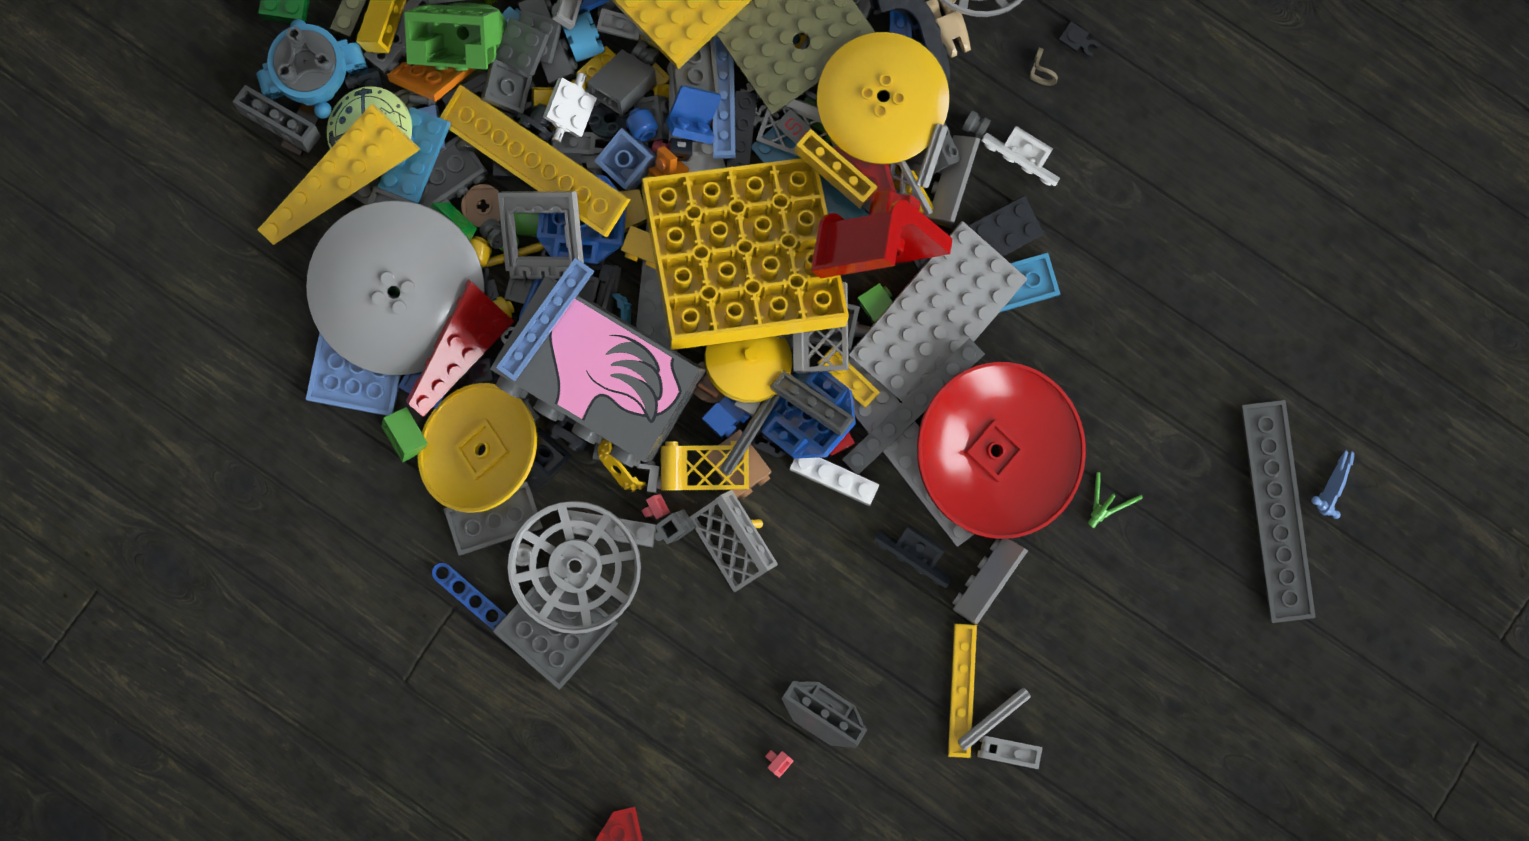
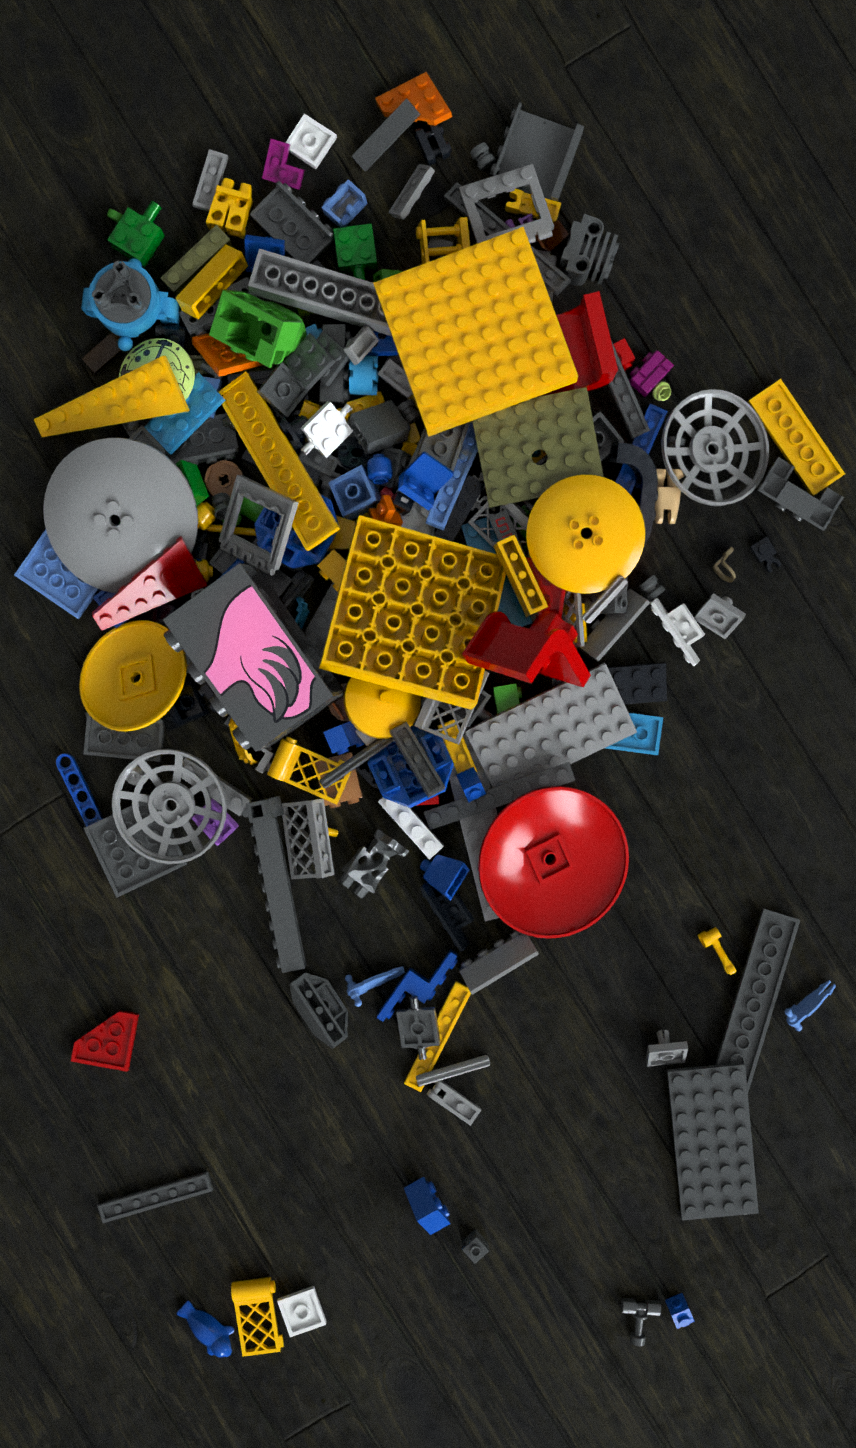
camera: 20 degrees right, 5 degrees up
(276, 118) = (85, 334): dark grey brick -> none
(404, 434) = (81, 637): bright green brick -> none
(545, 319) = (224, 599): medium blue plate -> none
(628, 566) = (212, 825): none -> medium lavender bracket
(656, 507) = (258, 785): coral tile -> none
(728, 612) = (279, 895): none -> dark grey brick
(779, 762) = (267, 1030): coral tile -> none
(802, 543) = (362, 864): none -> dark grey hips
(866, 664) = (355, 990): none -> medium blue piece
(879, 407) = (471, 784): none -> blue brick
(893, 514) = (444, 874): none -> blue torso
(917, 645) = (417, 985): none -> blue bracket
(937, 687) = (418, 1027): none -> dark grey plate
(1058, 122) = (719, 615): none -> light grey tile
(1101, 512) = (612, 944): bright green plant -> none
(1201, 460) = (711, 938): none -> yellow brick
(1208, 599) = (666, 1052): none -> light grey tile
(1300, 673) = (712, 1141): none -> dark grey plate

